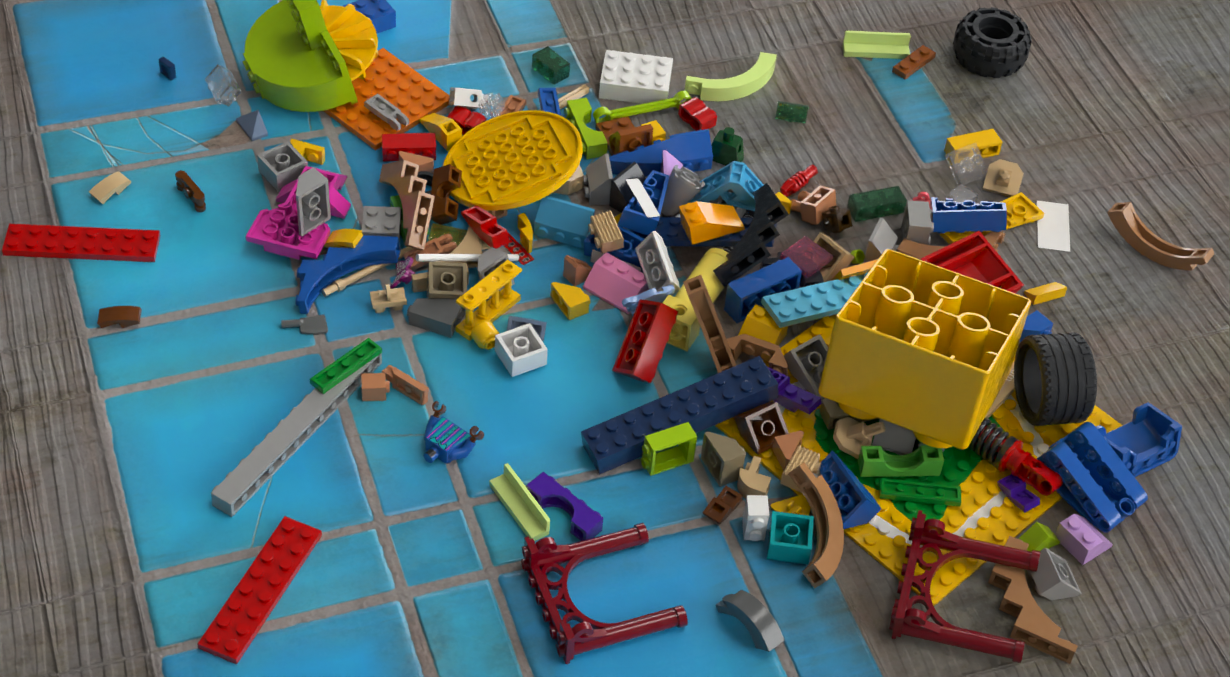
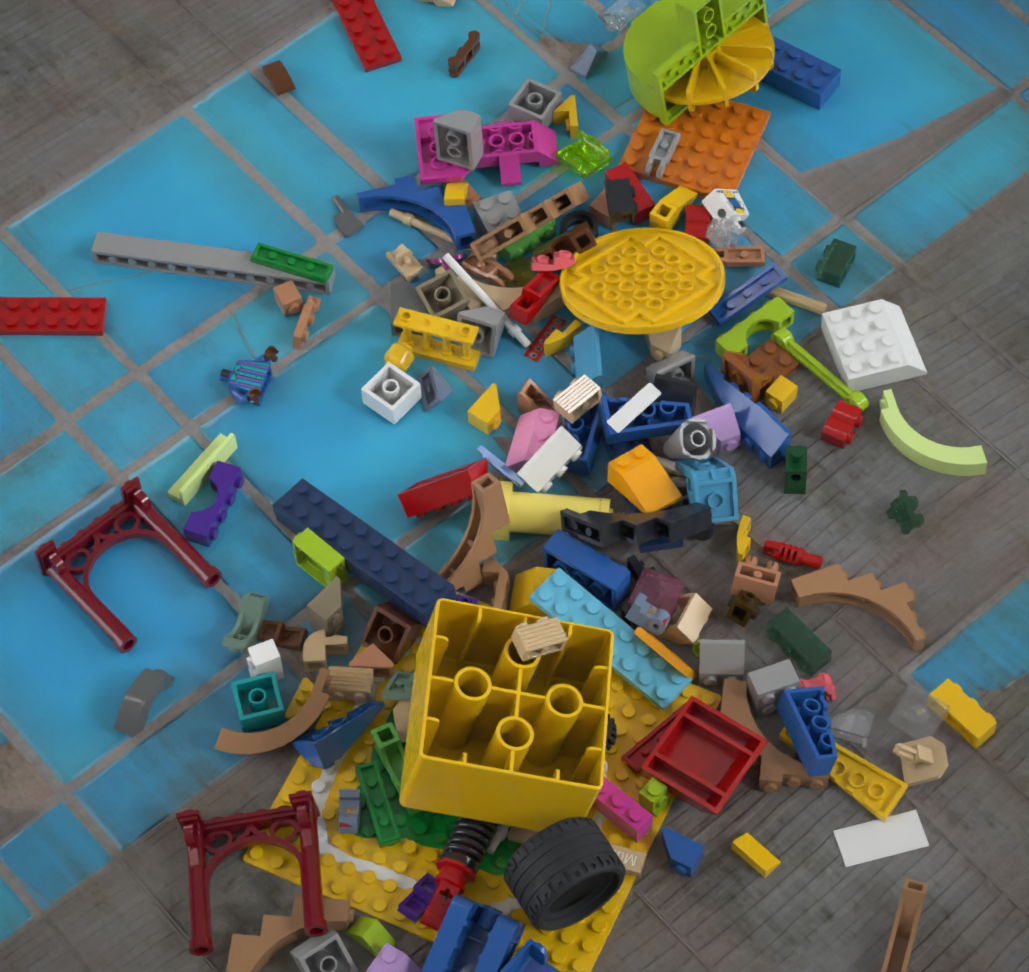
camera: 75 degrees right, 10 degrees up
(353, 156) = (584, 155): none -> clear neon green plate
(424, 146) = (620, 200): none -> black hinge
(460, 202) = (560, 260): none -> coral slope
(704, 523) = (246, 630): none -> sand green arch
(825, 426) = (399, 686): none -> sand green slope
(827, 265) = (648, 616): none -> sand blue leg
(851, 155) = (865, 592): none -> medium nougat arch
(893, 277) = (539, 638): none -> tan brick
(932, 510) = (349, 811): none -> sand blue leg

